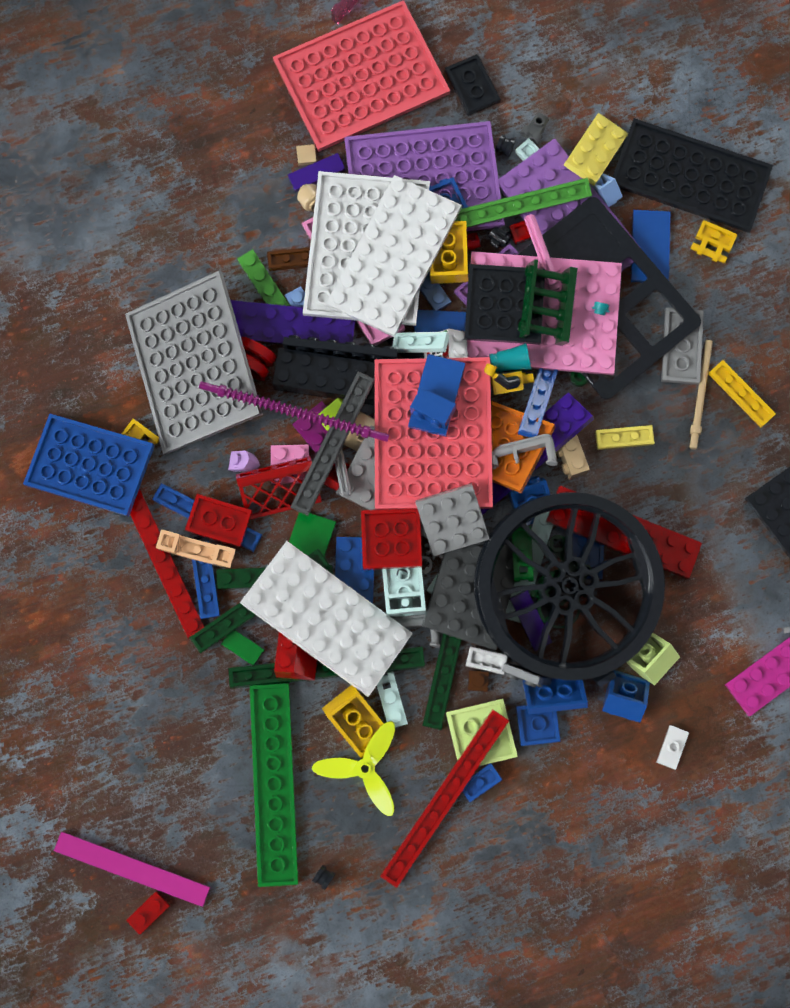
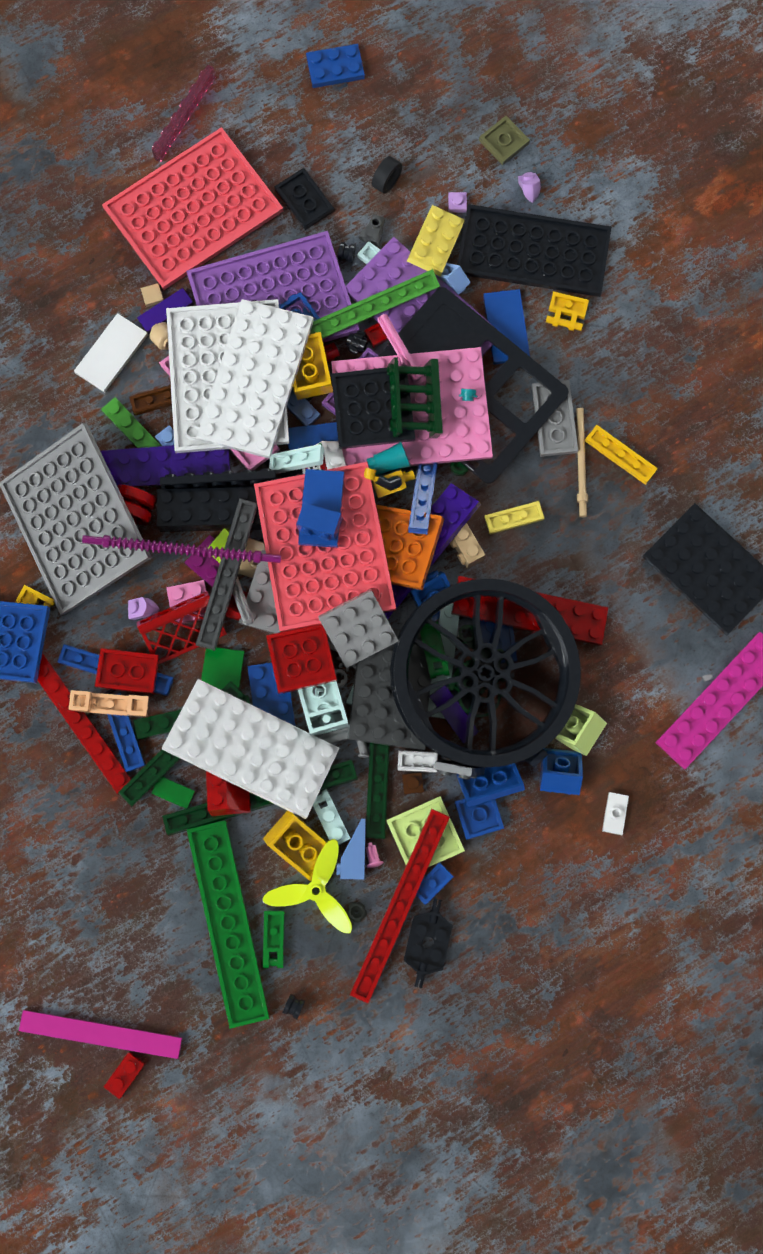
camera: 10 degrees left, 0 degrees up
(256, 205) = (111, 353): none -> white tile
(315, 807) = (273, 938): none -> green plate
(406, 796) = (356, 906): none -> pearl dark grey plate
(407, 743) = (353, 858): none -> medium blue slope
(426, 745) = (373, 857): none -> bright pink piece
(460, 856) = (430, 960): none -> black plate
(525, 445) = (417, 542): light grey piece -> none
(558, 75) = (387, 174): none -> black tyre
(623, 114) = (457, 202): none -> lavender plate
(681, 60) = (504, 140): none -> olive plate
(699, 110) = (530, 185): none -> lavender plate

